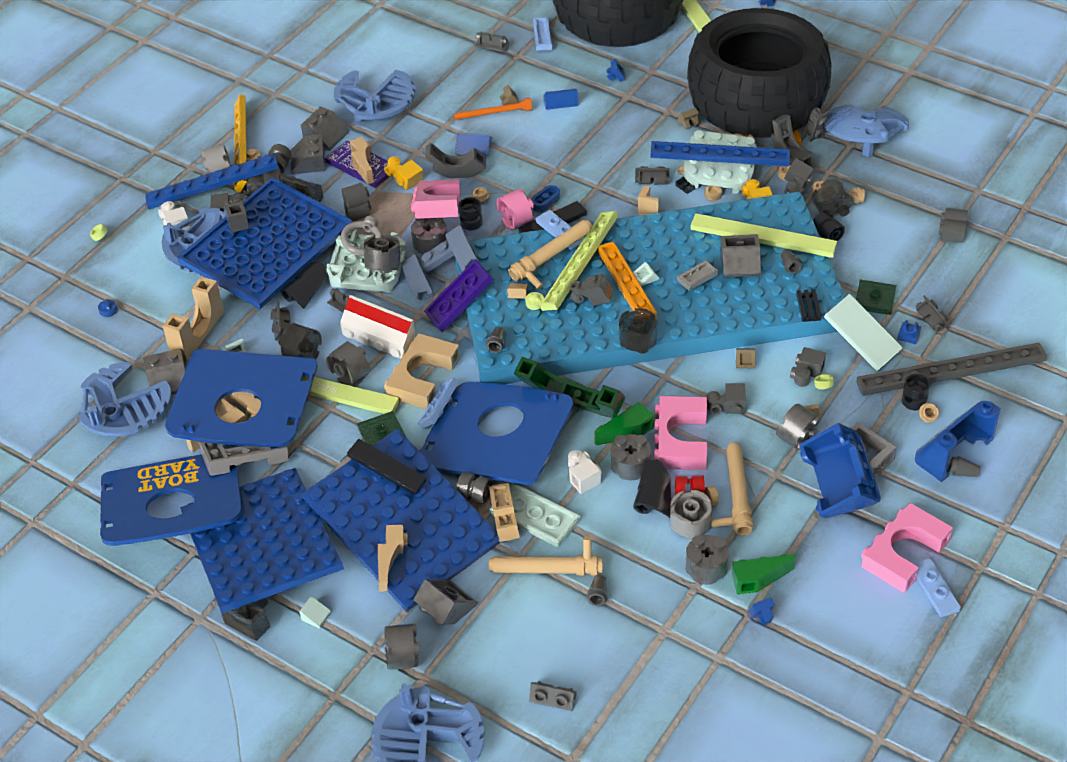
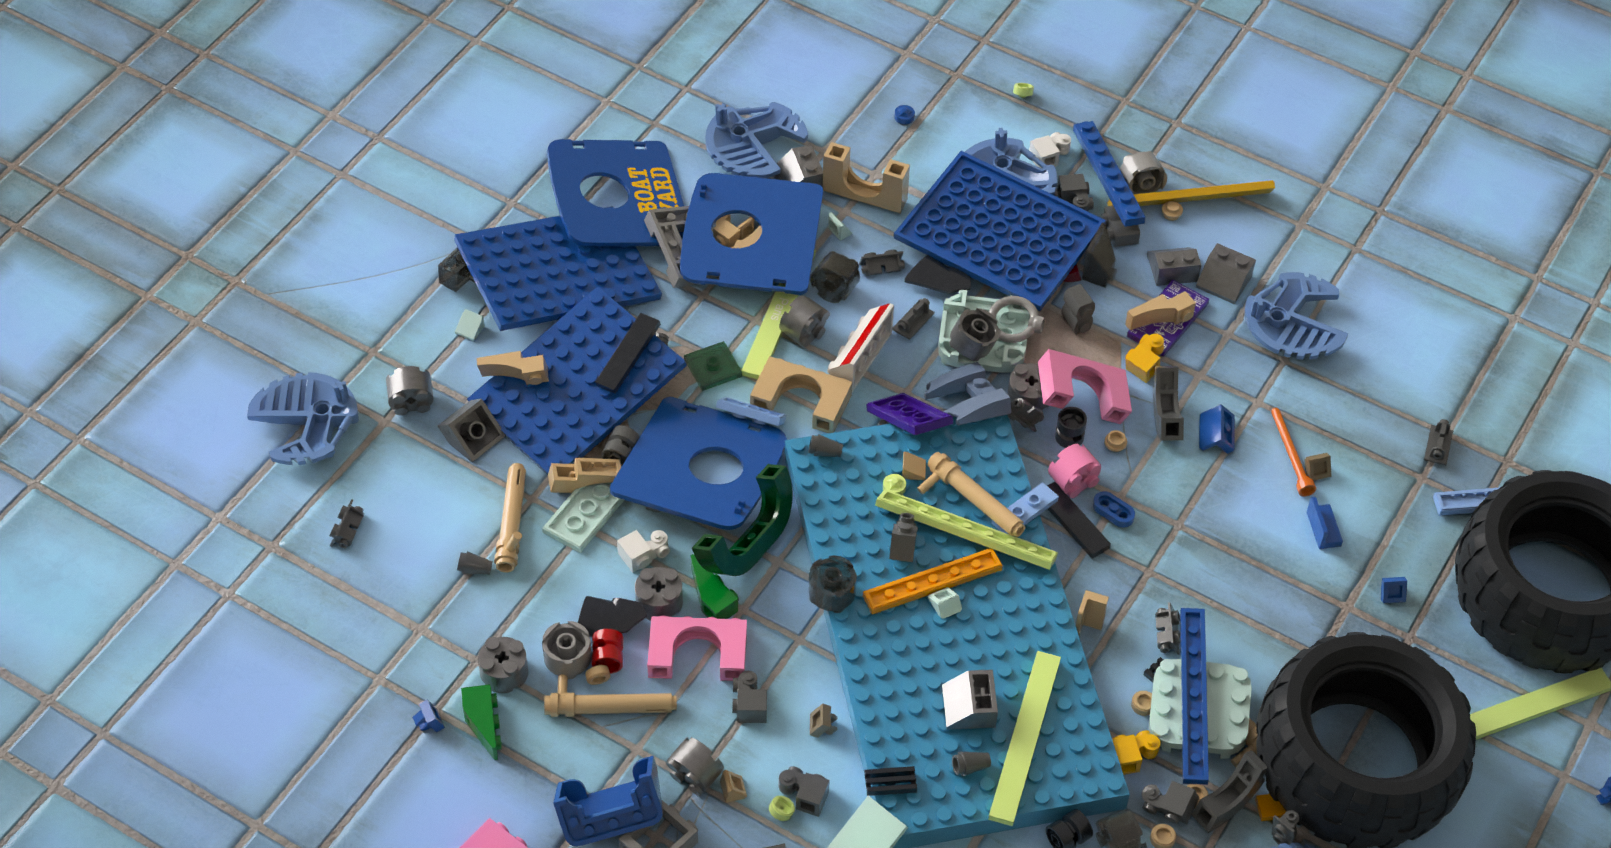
camera: 85 degrees right, 5 degrees up
(236, 215) = (1019, 188): dark grey brick -> none
(283, 154) = (1166, 235): dark grey wheel -> none
(697, 275) = (941, 655): light grey plate -> none

